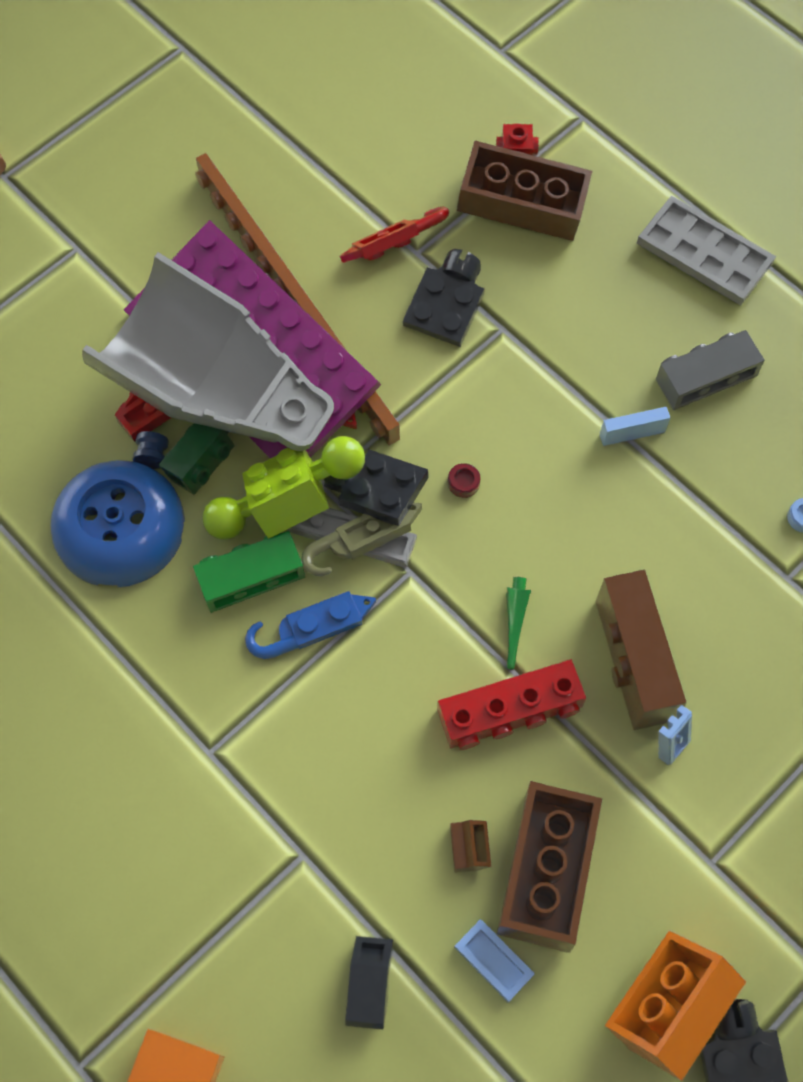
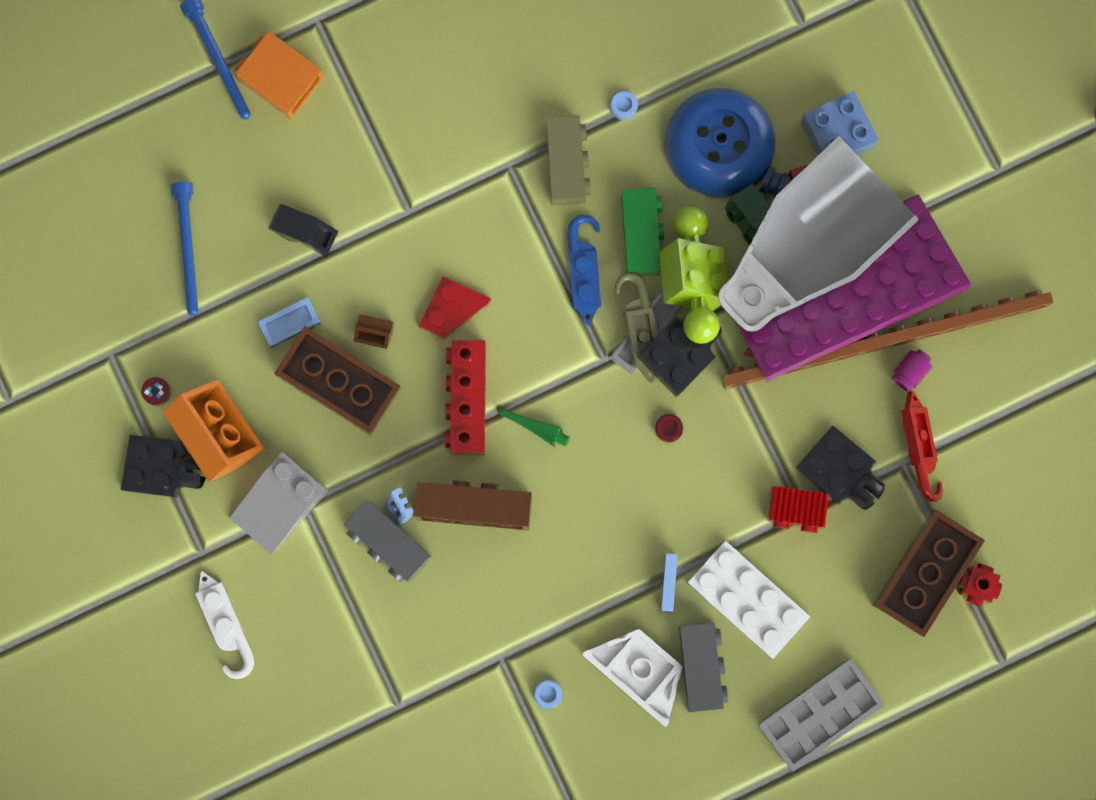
camera: 110 degrees right, 15 degrees up
(72, 400) = (840, 118): none -> medium blue brick
(99, 641) = (623, 105): none -> light blue tile
(184, 681) = (567, 160): none -> olive brick
(317, 263) = (912, 370): none -> magenta brick
(408, 762) = (451, 307): none -> red wing
(504, 327) = (797, 508): none -> red brick
(616, 351) = (748, 600): none -> white plate
(718, 742) = (386, 542): none -> dark grey brick
(724, 891) = (278, 503): none -> light grey slope
(739, 429) = (640, 671): none -> white wing

